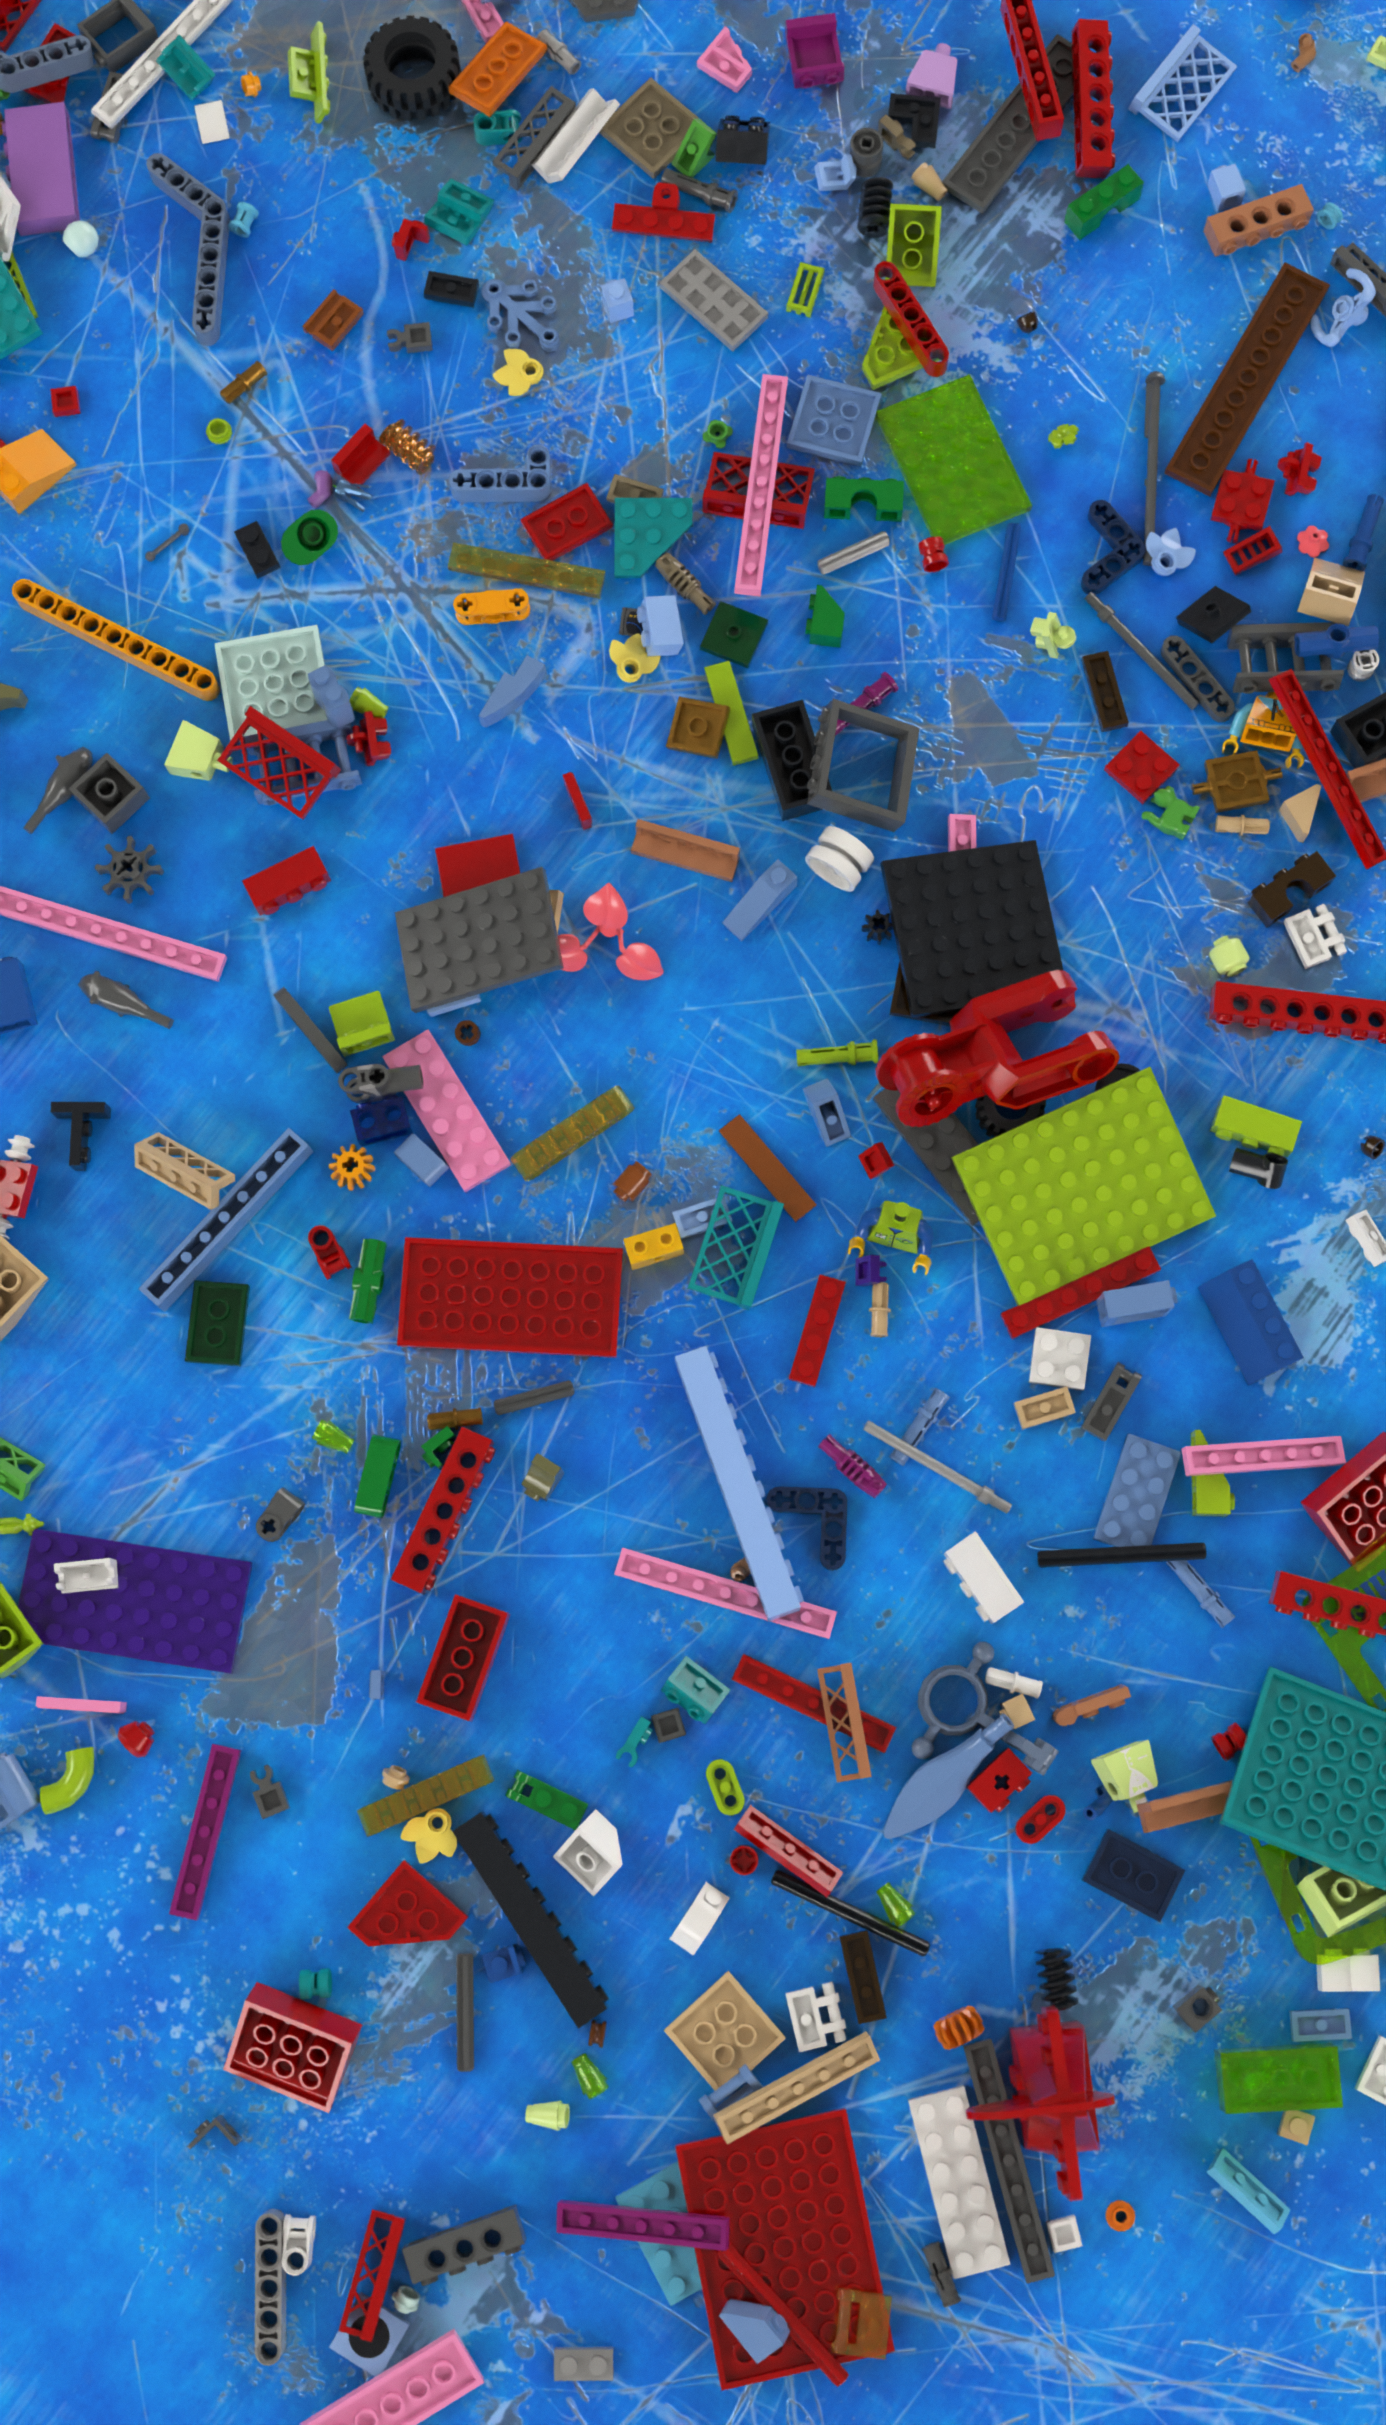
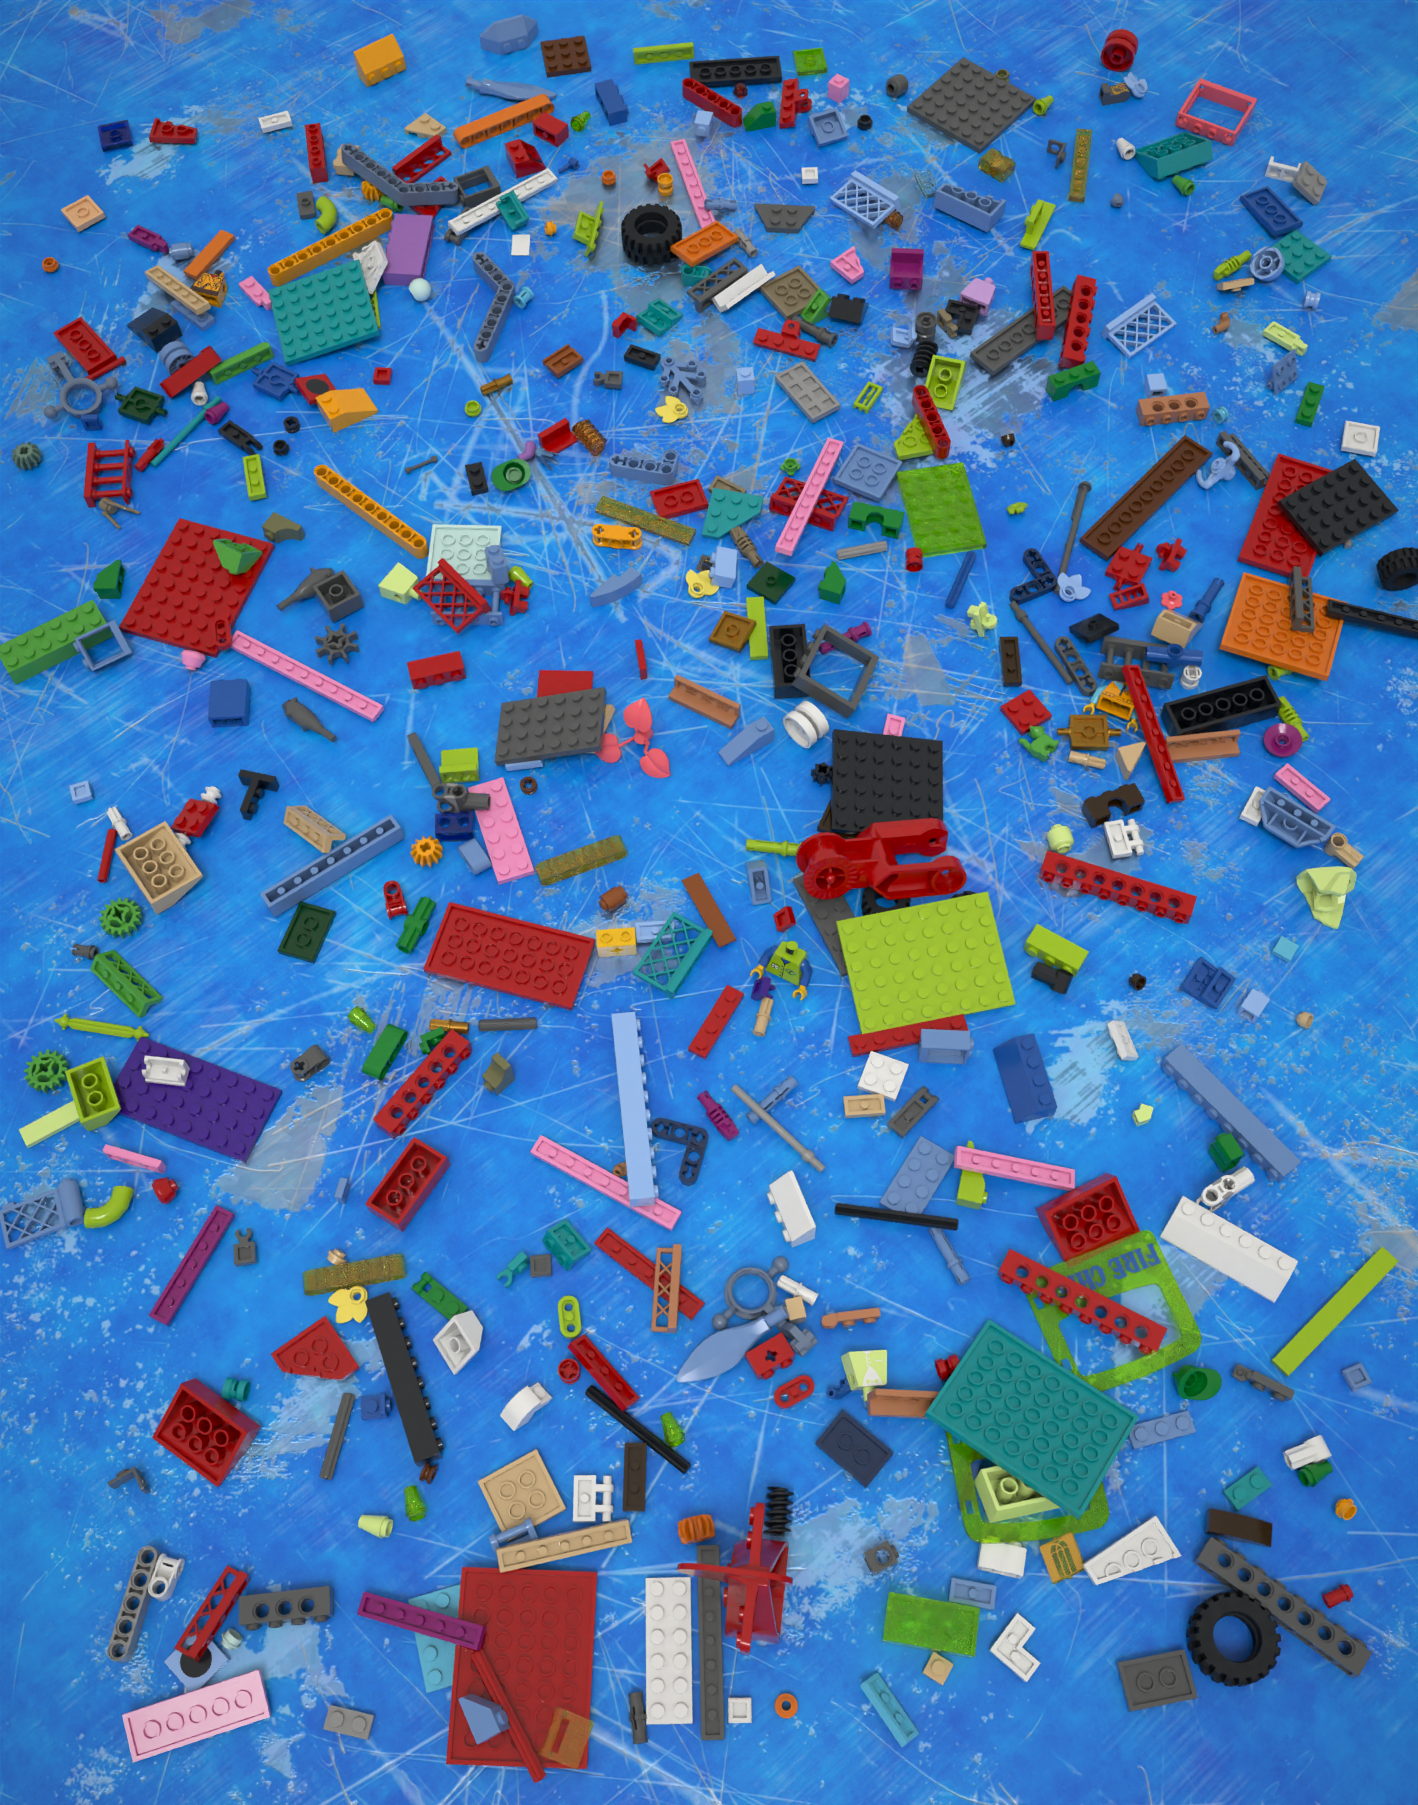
camera: 10 degrees right, 15 degrees down
(929, 181) = (961, 350): tan cone -> none

